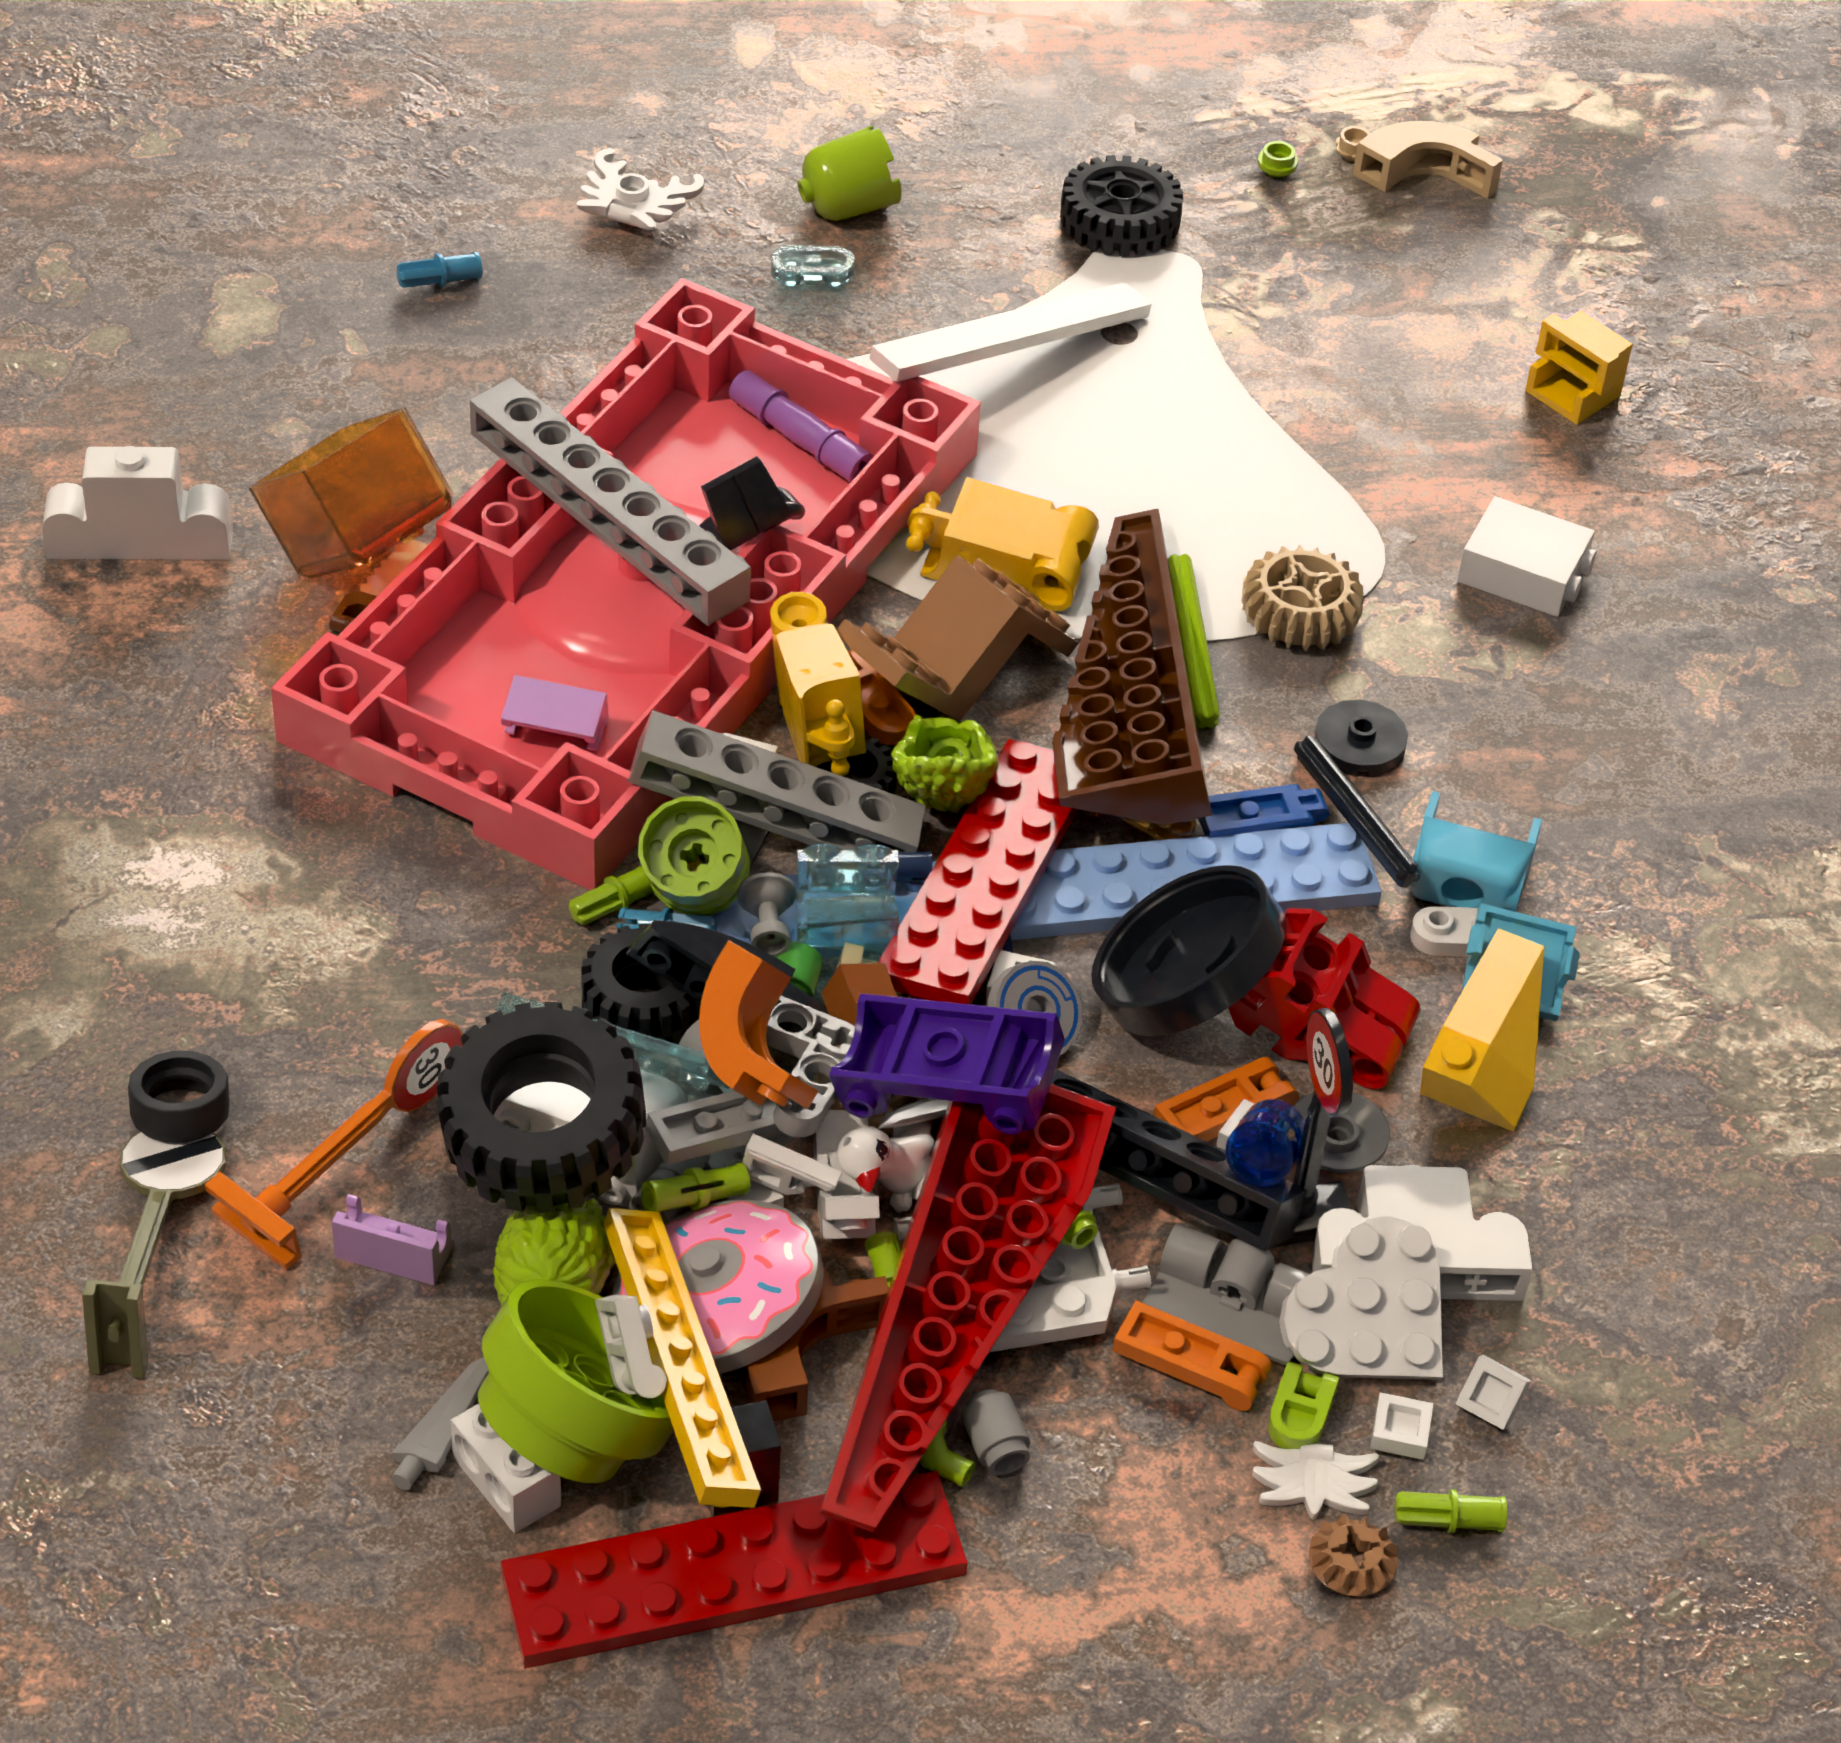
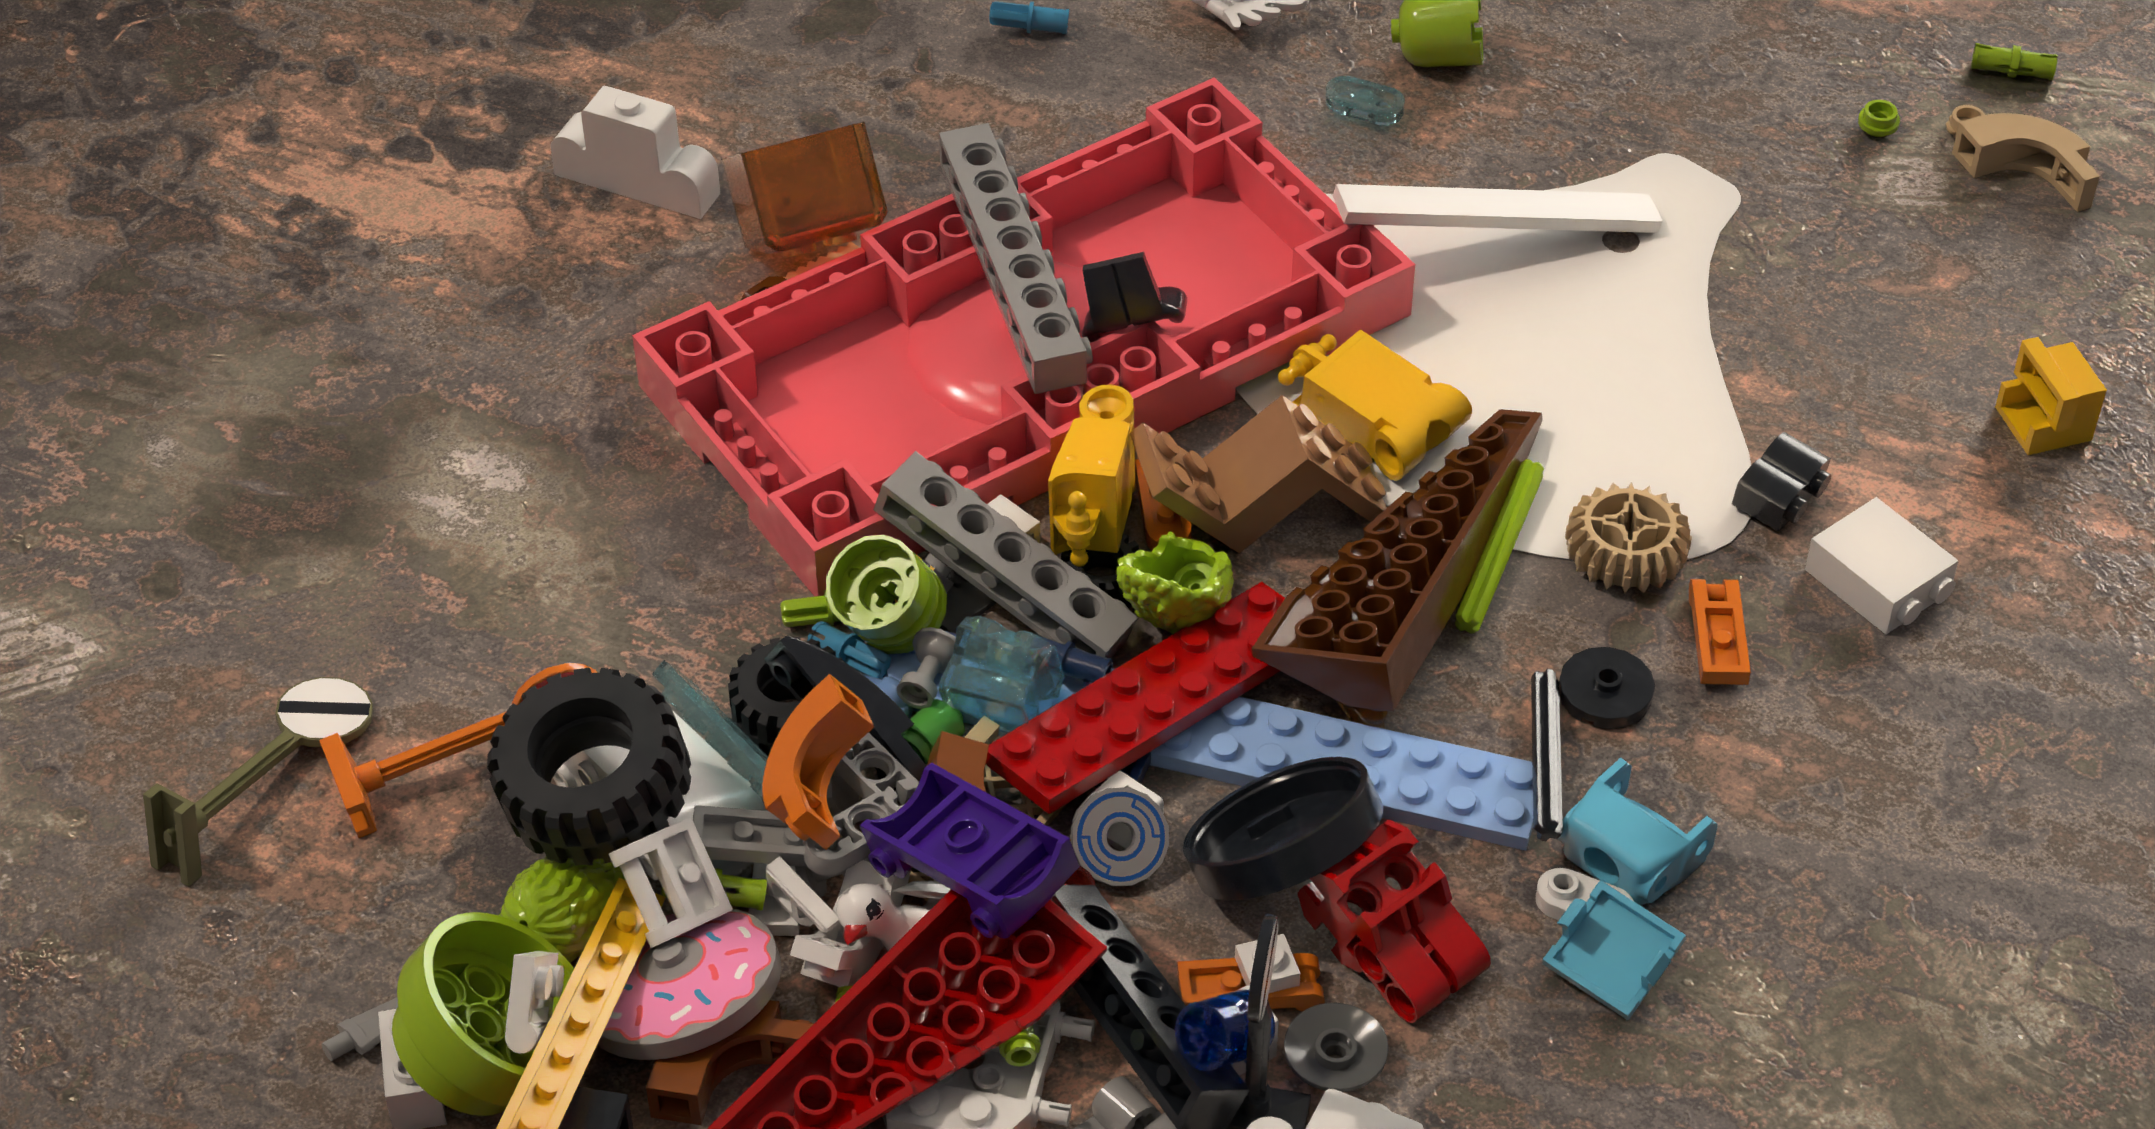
camera: 30 degrees right, 0 degrees up
(178, 1072) = (356, 681): black tyre -> none
(390, 1243) = (448, 844): lavender hinge -> none
(556, 709) = (870, 429): lavender hinge -> none
(683, 1182) = (685, 878): none -> white plate
(799, 425) = (1241, 220): medium lavender piece -> none
(1121, 205) = (1691, 122): black wheel -> none
(1239, 1078) = (1285, 970): none -> white plate
(1264, 810) = (1461, 724): blue hinge -> none
(1359, 77) = (2014, 61): none -> lime pin
(1401, 508) = (1782, 482): none -> black brick
(1427, 656) = (1719, 632): none -> orange plate
(1490, 1038) = (1534, 1011): yellow wedge -> none

